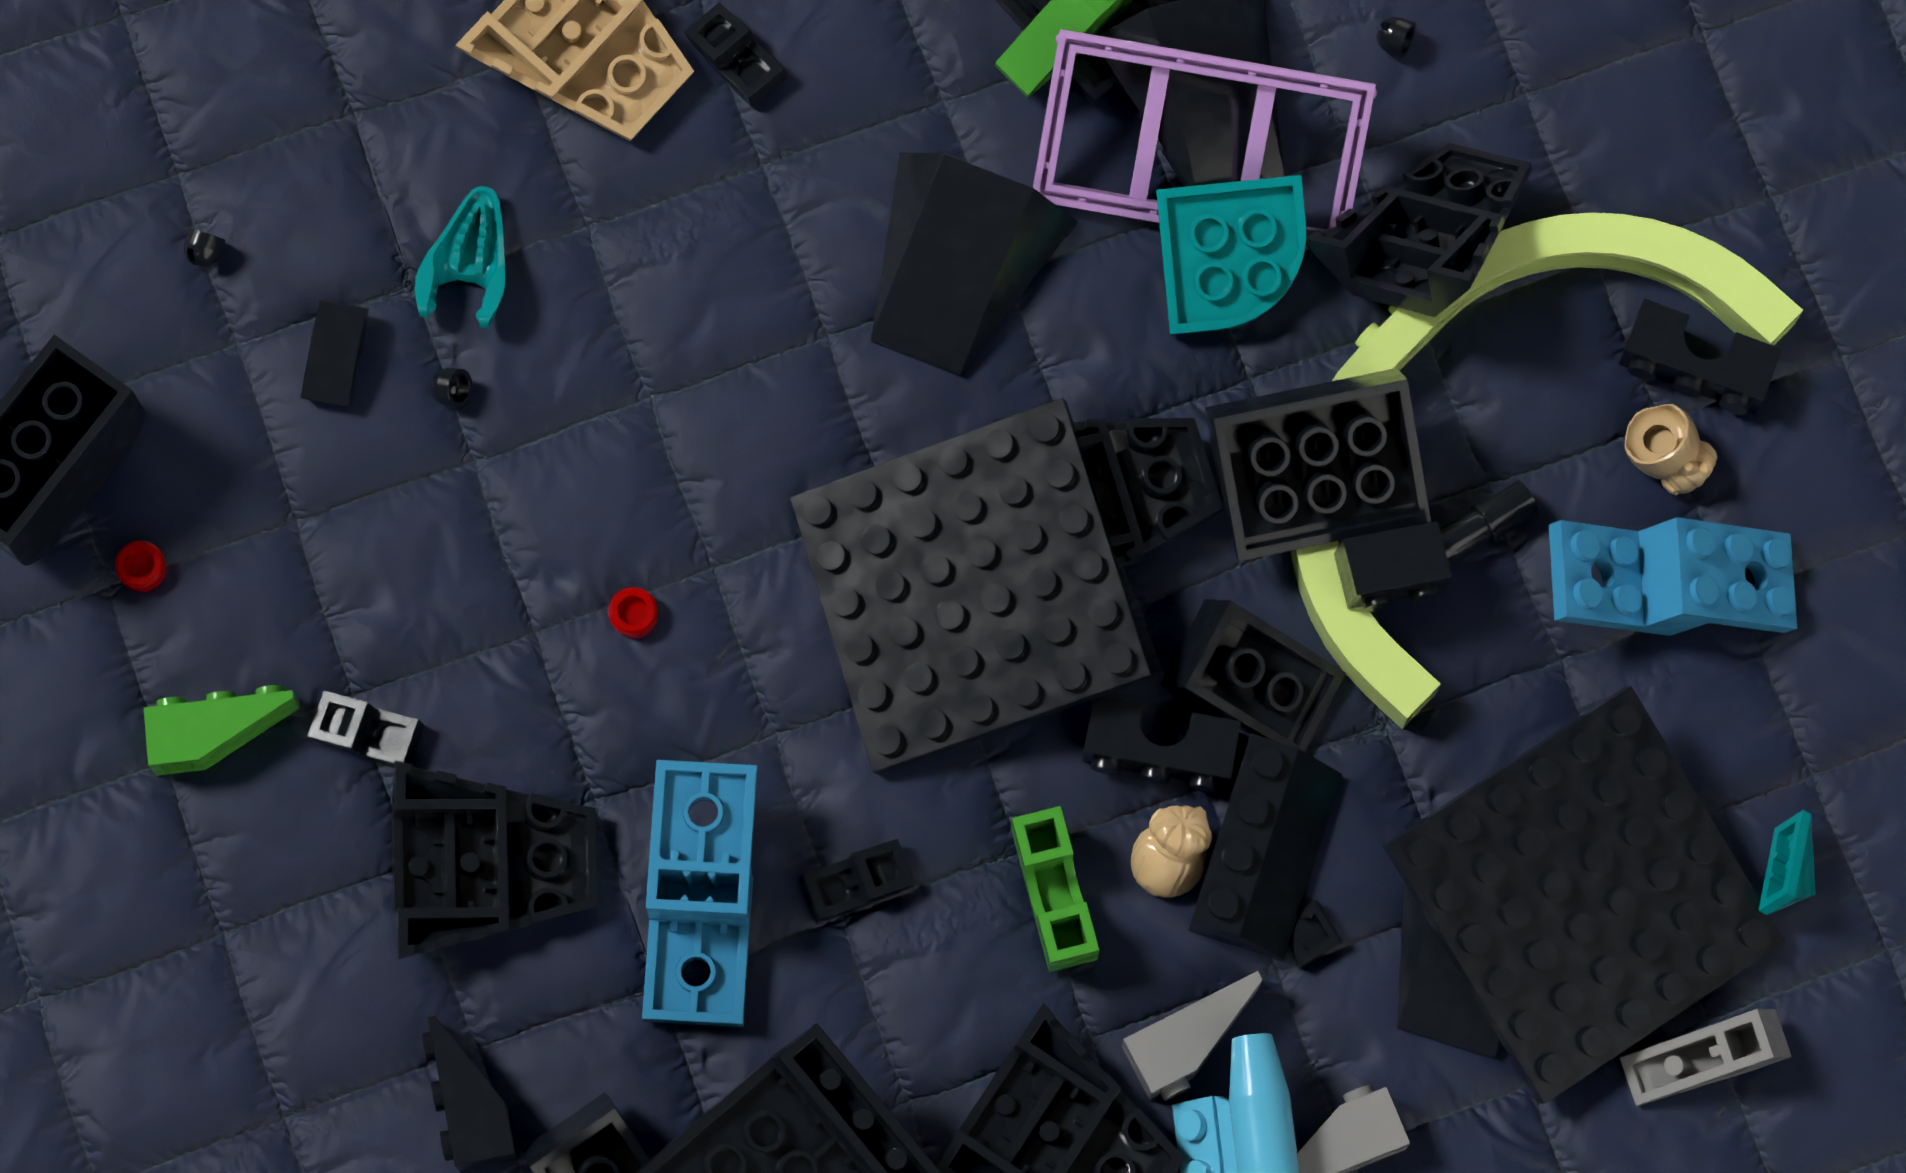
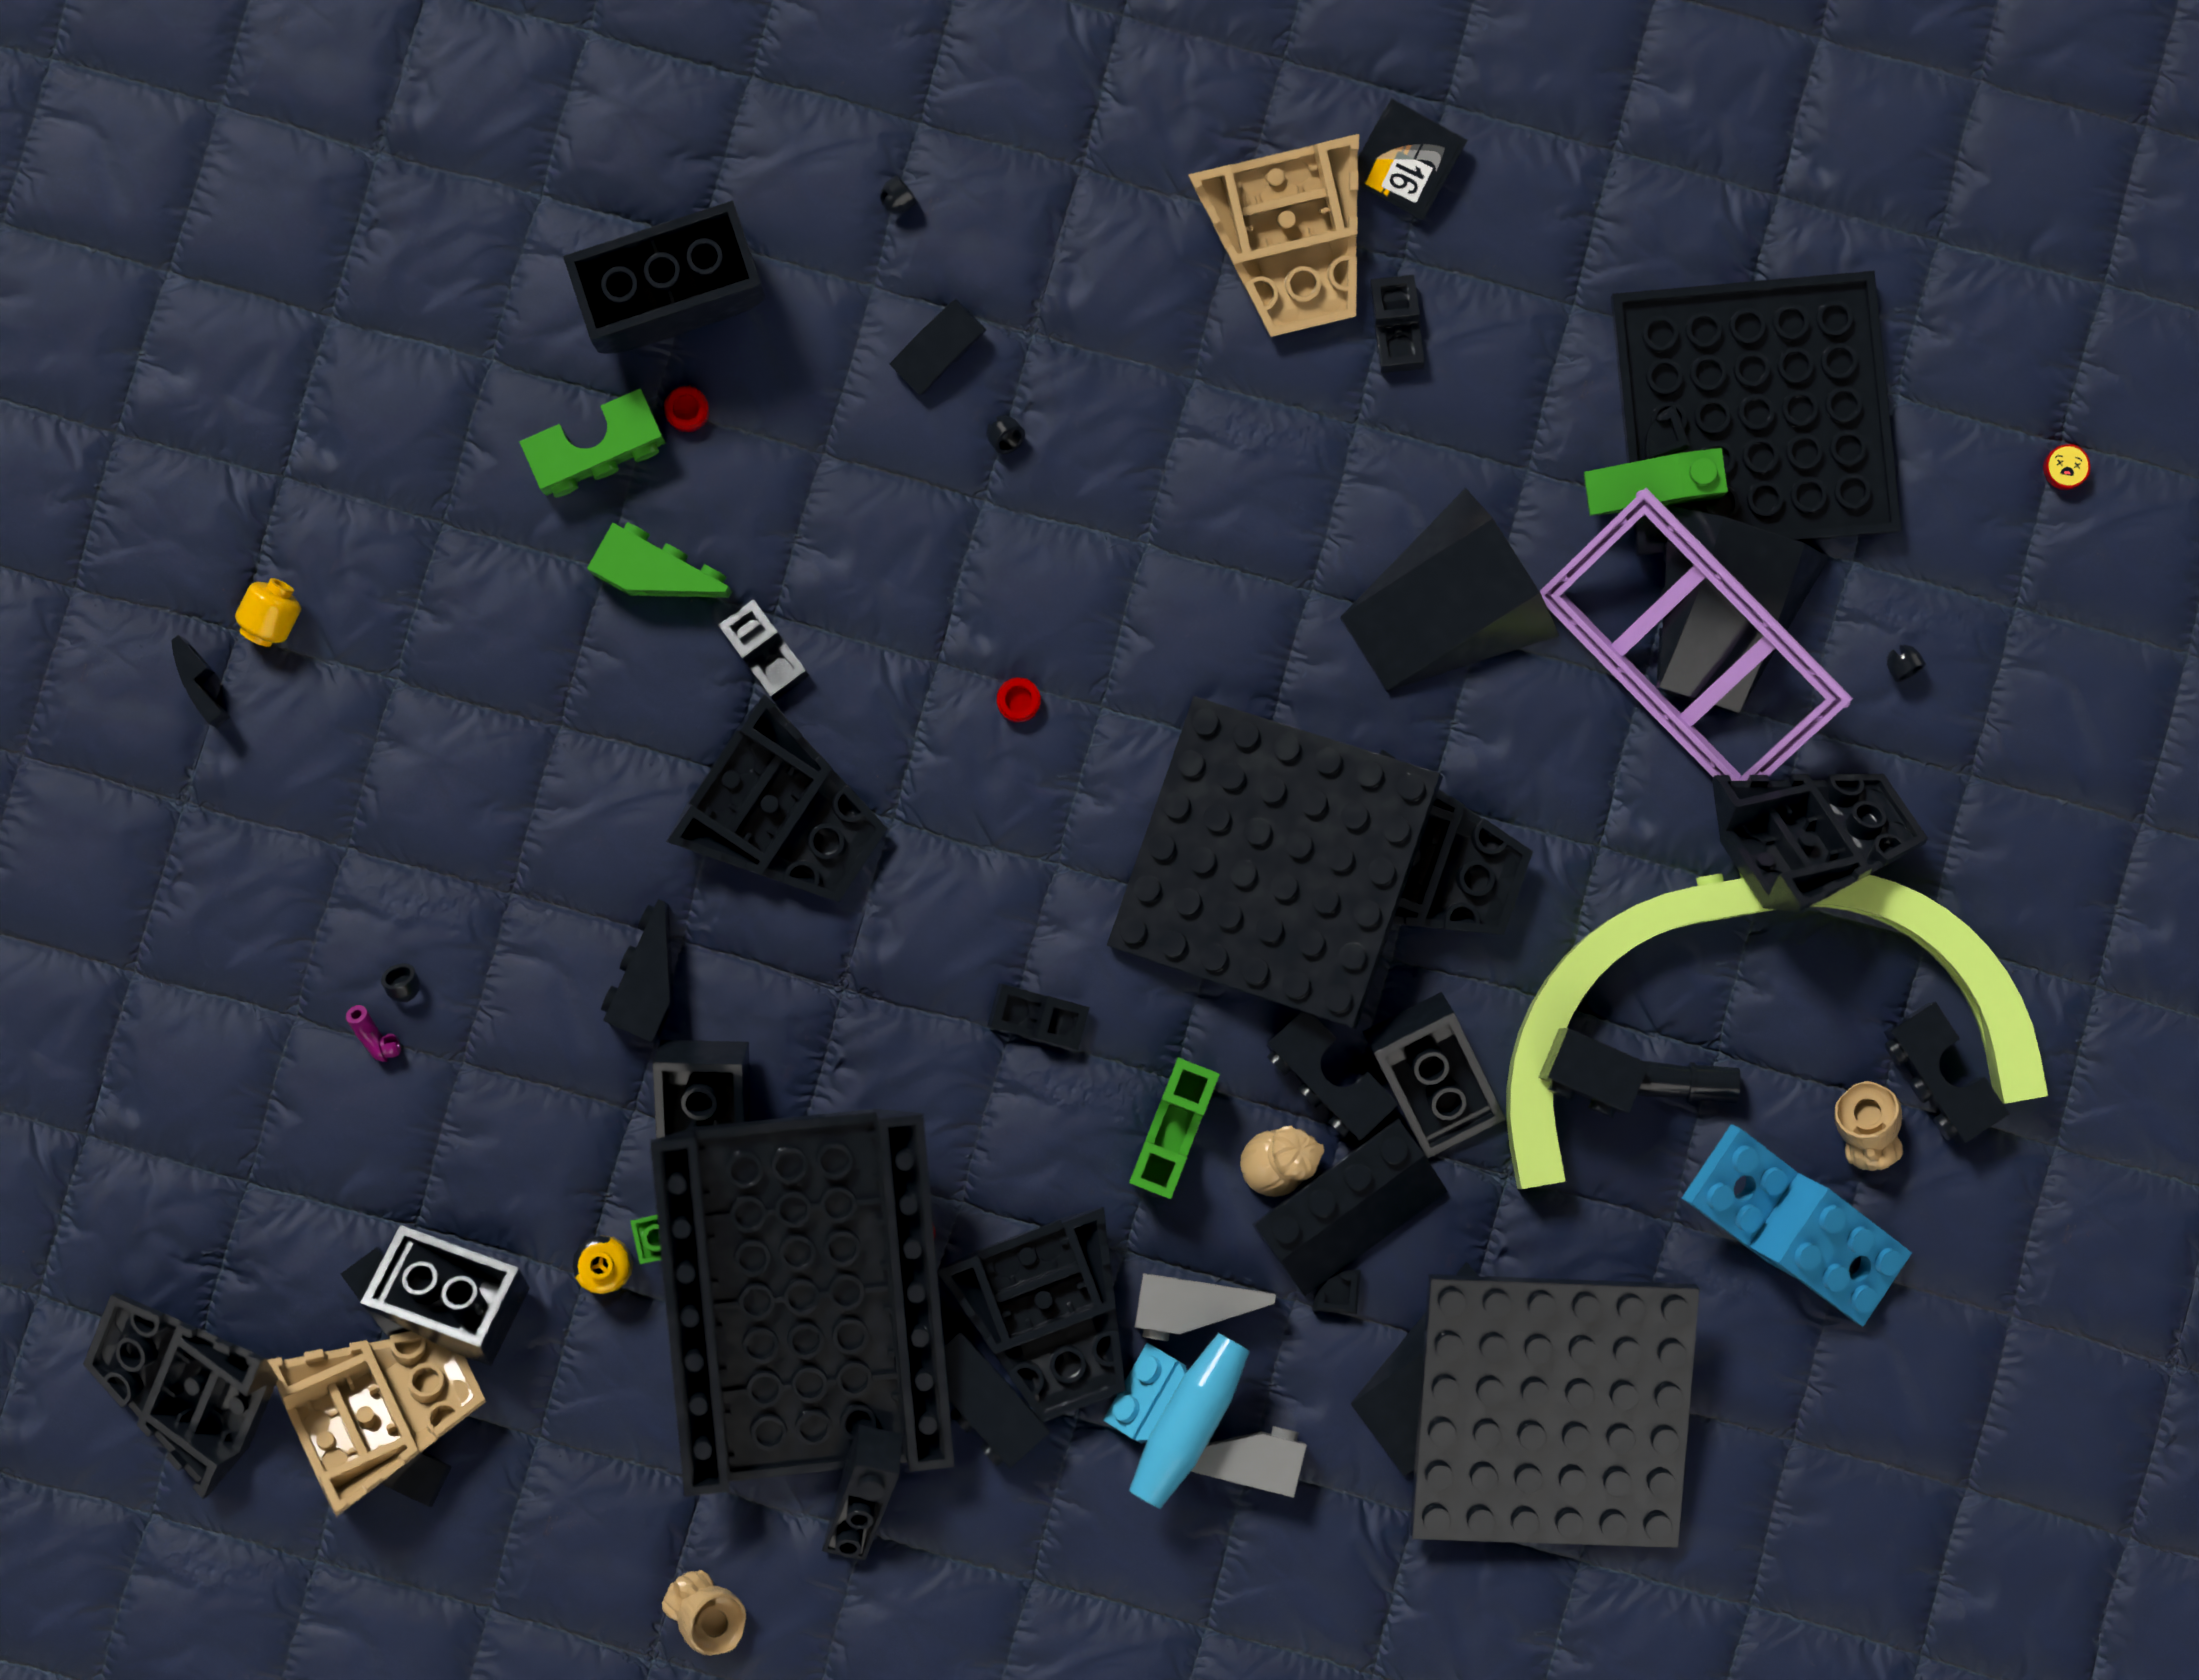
camera: 35 degrees right, 10 degrees up
(59, 691) = (629, 434): none -> bright green arch
(467, 252) = (1090, 338): teal animal -> none
(699, 893) = (916, 947): dark azure bracket -> none
(1229, 250) = (1653, 742): teal plate -> none
(1318, 463) = (1596, 955): black slope -> none
(1706, 1056) = (1556, 1588): light grey slope -> none
(1790, 865) = (1722, 1496): teal slope -> none

